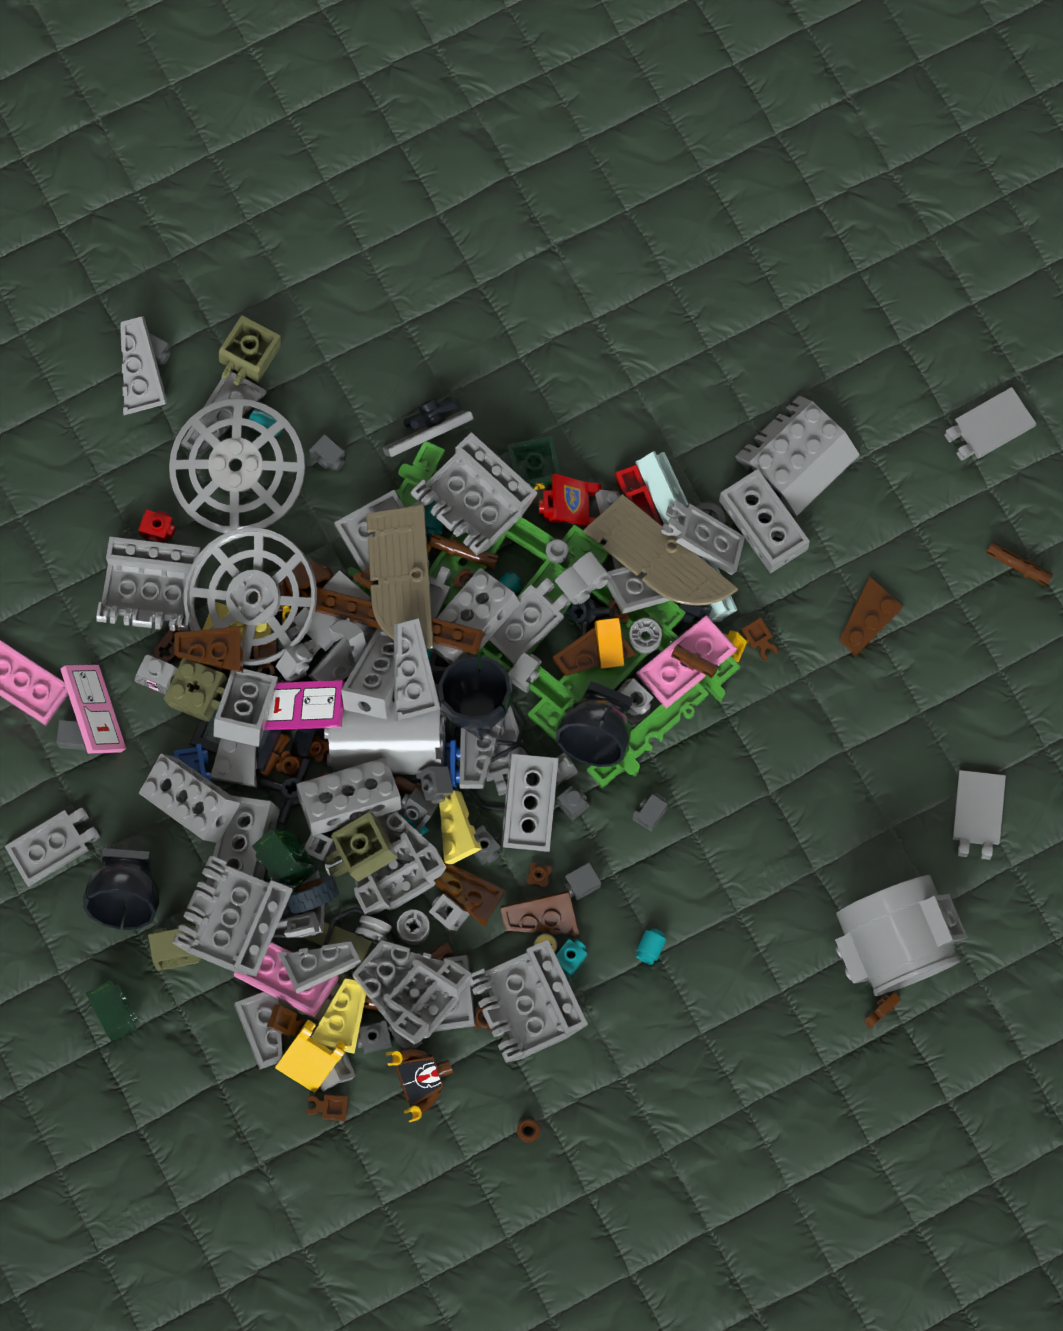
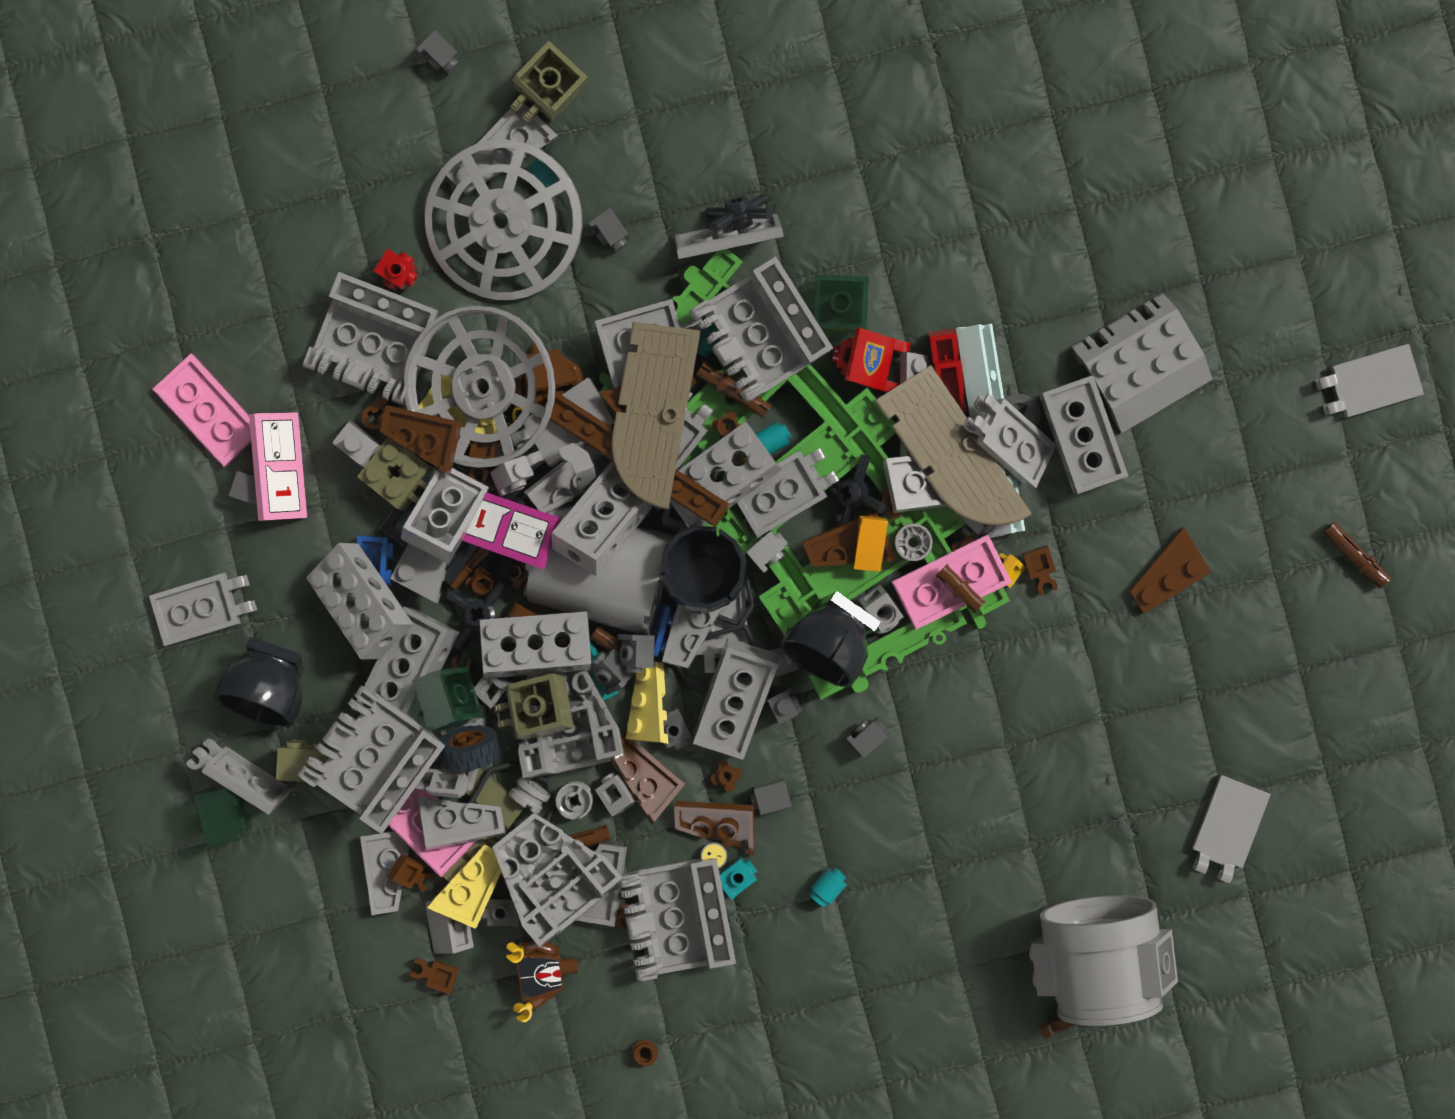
camera: 15 degrees right, 15 degrees up
(118, 973) = (240, 776): none -> light grey tile
(140, 370) = (418, 85): light grey wing -> none
(309, 1060) = (425, 923): yellow flag -> none
(412, 671) = (637, 533): light grey wing -> none
(557, 551) = (839, 415): light grey tile -> none
(583, 578) = (859, 461): light grey brick -> none

